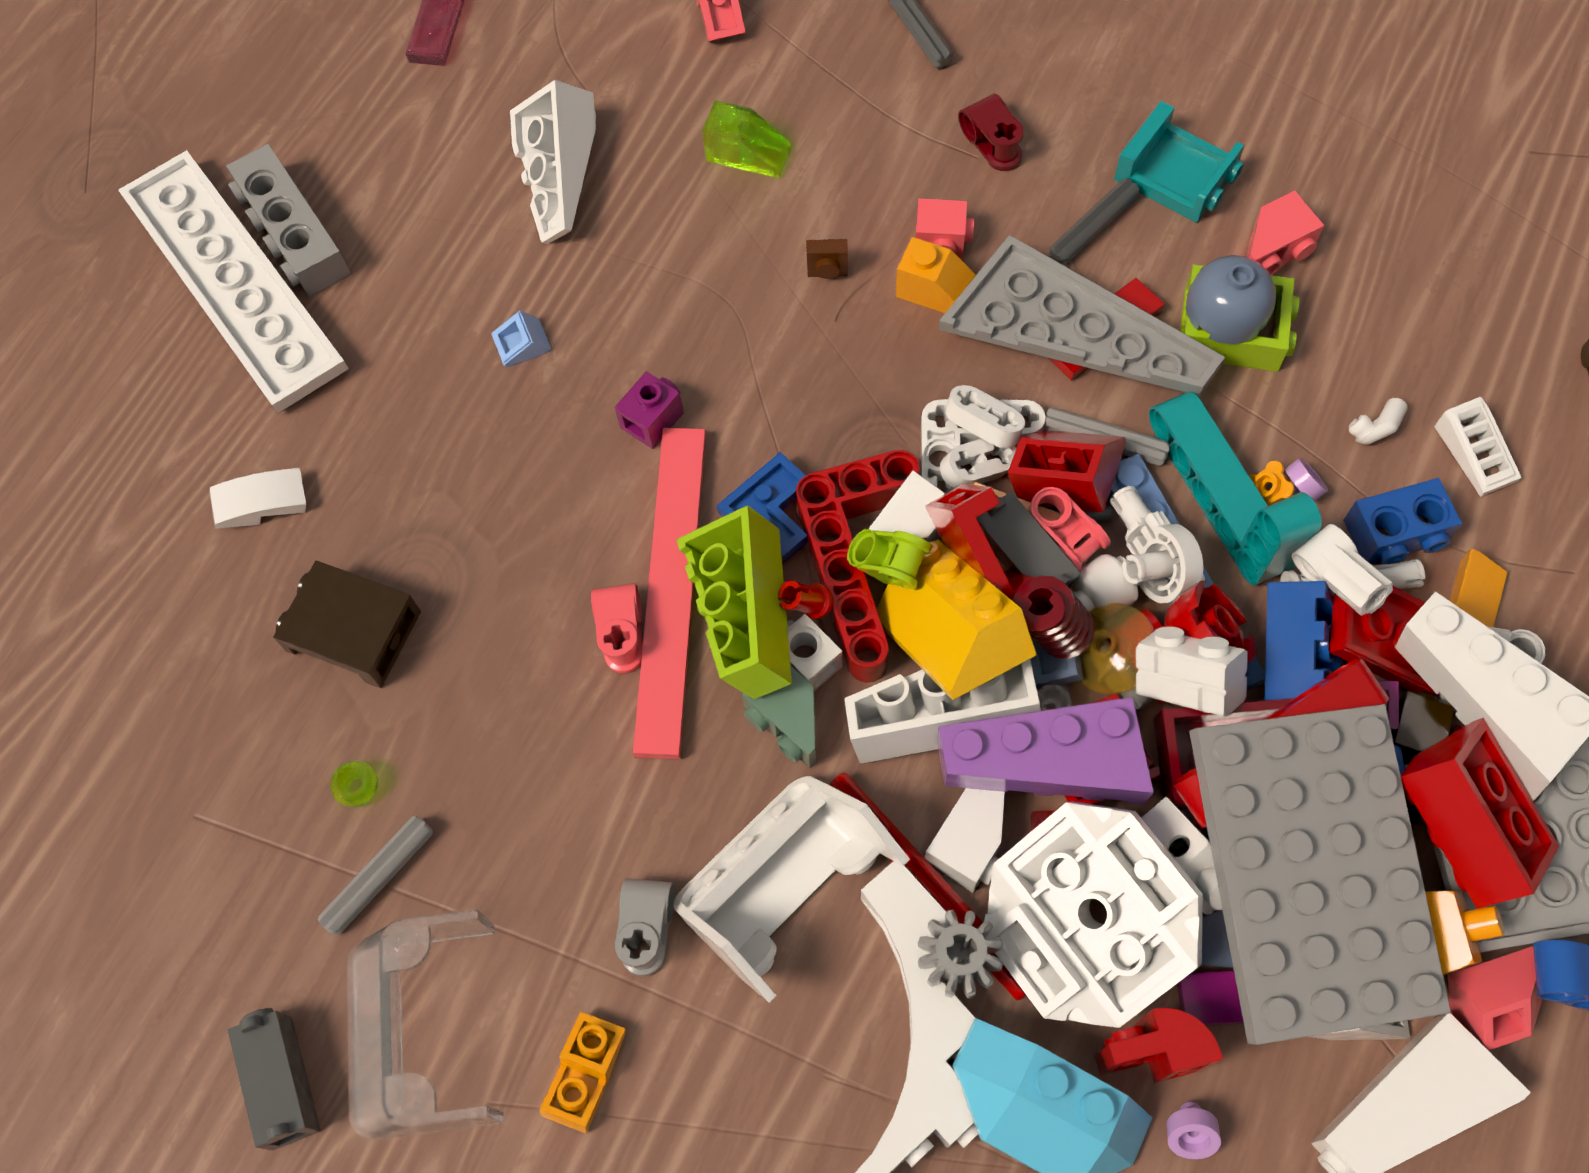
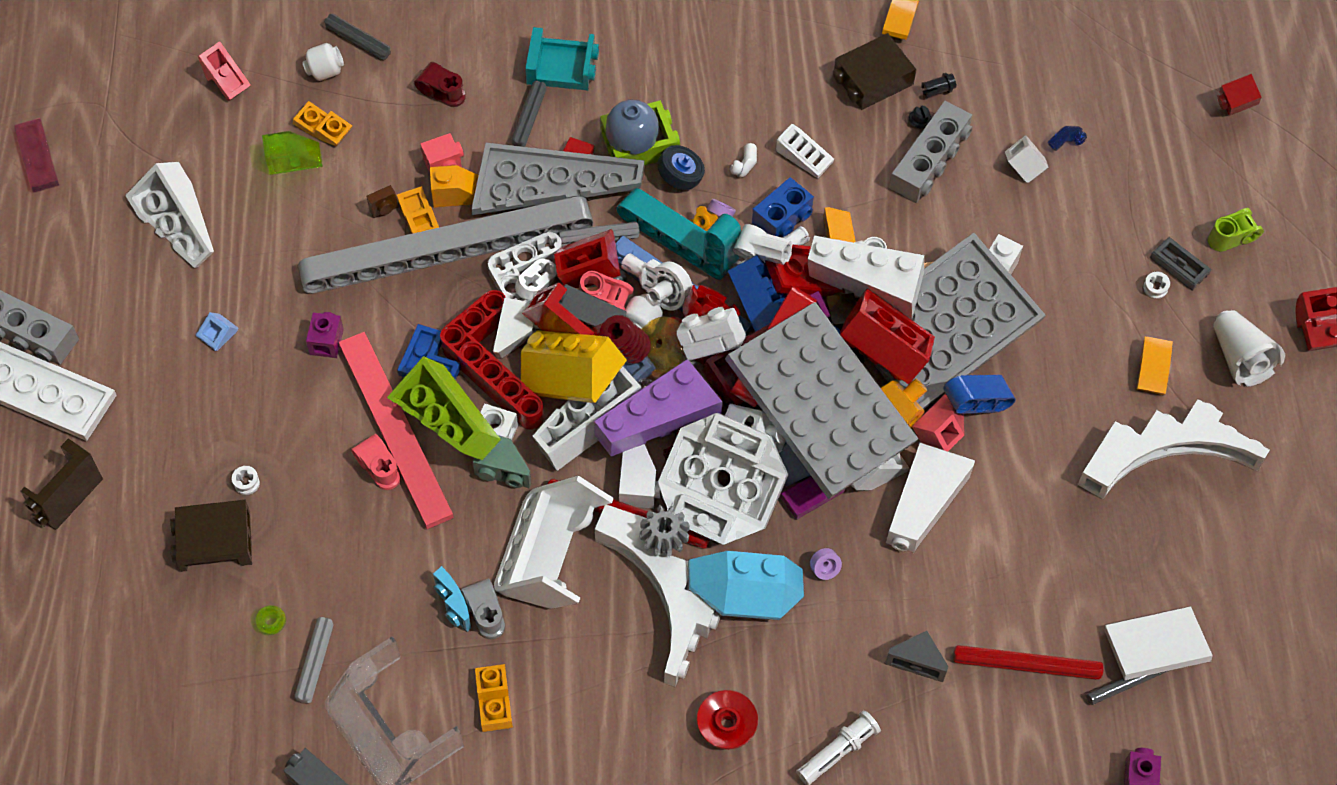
camera: 35 degrees left, 5 degrees down
(186, 471) = (65, 489): none -> dark brown panel
(257, 495) = (105, 494): white slope -> none
(430, 553) = (242, 472): none -> white bush
(603, 909) = (454, 601): none -> medium azure slope
(806, 121) = (319, 124): none -> light orange slope
(812, 599) = (483, 393): red pin -> none
(853, 38) = (323, 62): none -> white head
(867, 295) = (416, 210): none -> light orange slope
(880, 354) = (441, 245): none -> light grey beam
(889, 556) = (517, 349): lime piece -> none
(984, 416) = (526, 251): white beam -> none
(1165, 1040) = (792, 525): red brick -> none
(1275, 390) = (681, 167): none -> black wheel
(1284, 232) = (641, 76): coral slope -> none

